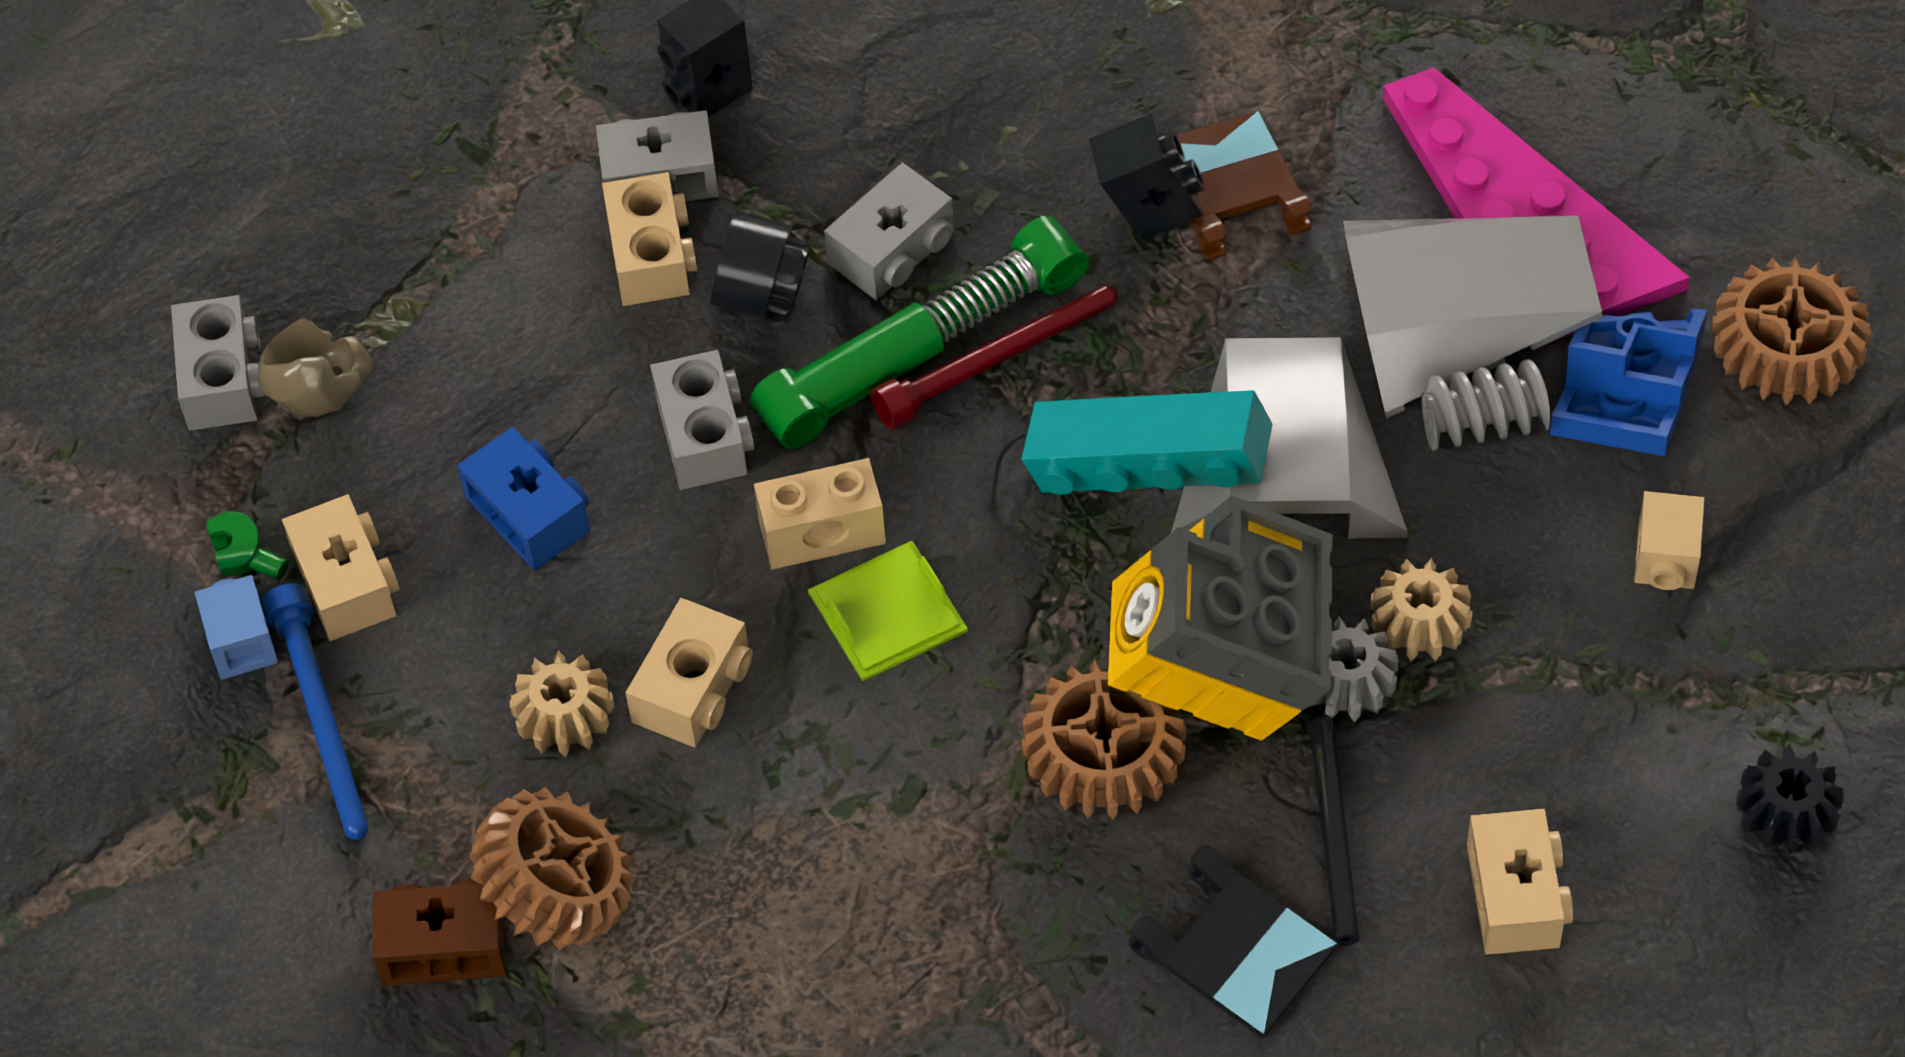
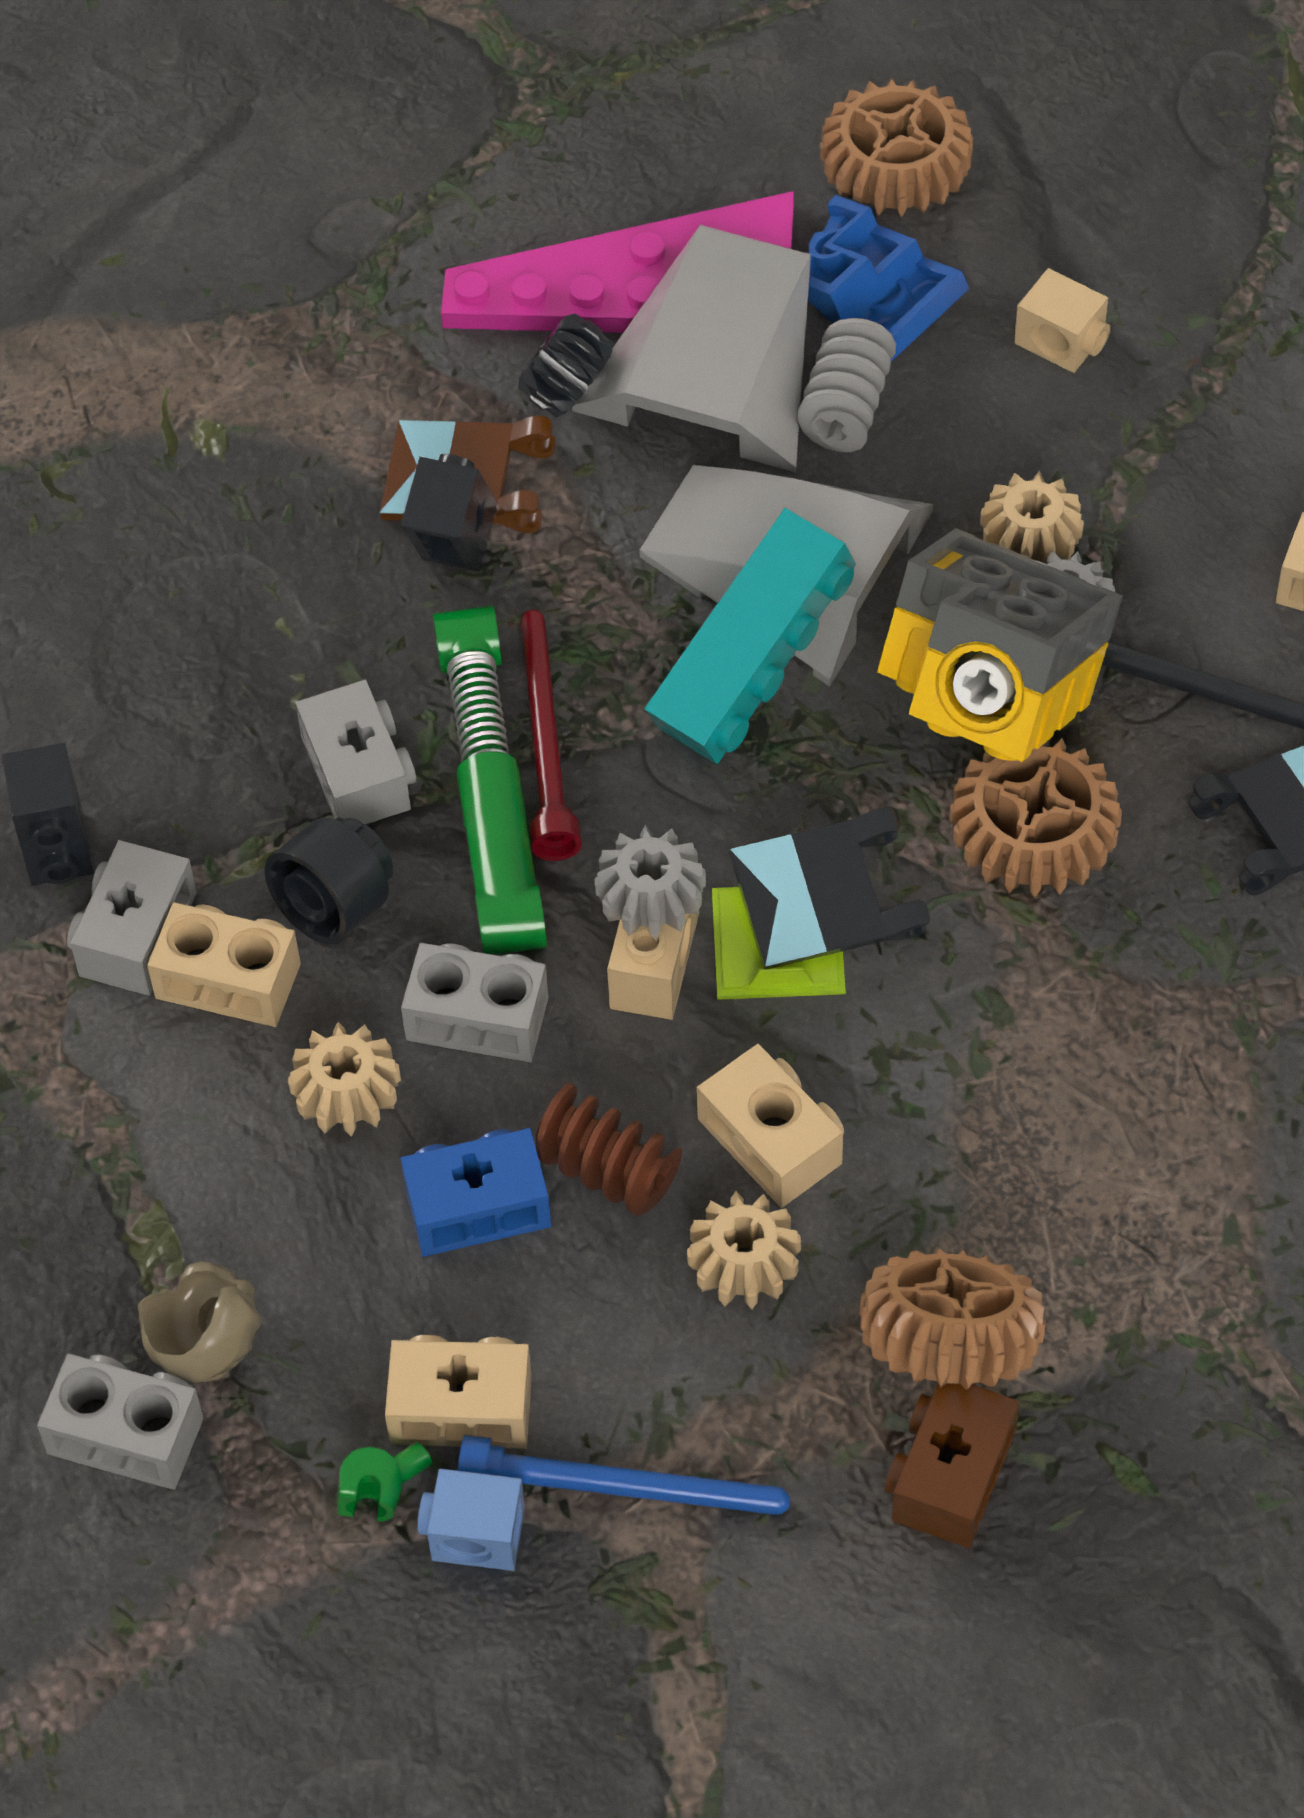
camera: 65 degrees left, 0 degrees up
(582, 365) = (344, 1079): none -> tan gear
(602, 566) = (603, 1154): none -> copper piece
(827, 465) = (650, 882): none -> light grey gear
(929, 607) = (814, 892): none -> black flag
(1365, 189) = (565, 365): none -> black gear

